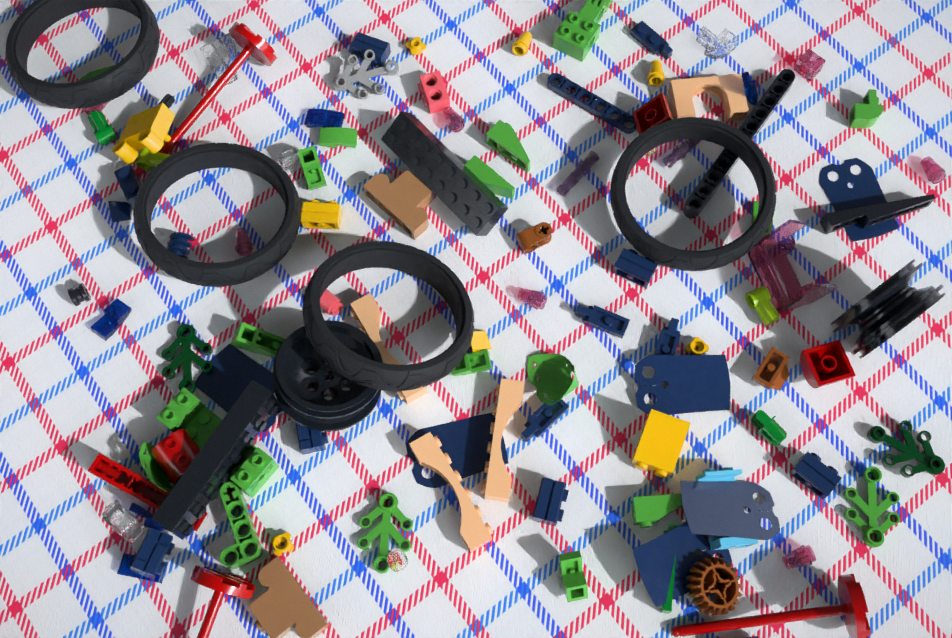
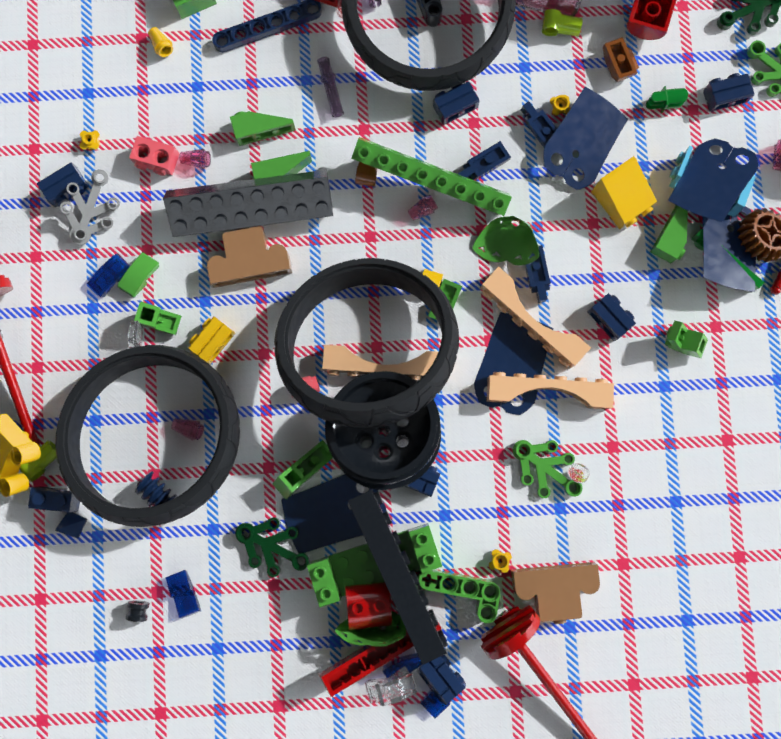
camera: 55 degrees left, 15 degrees up
(559, 284) = (431, 176): none -> bright green brick

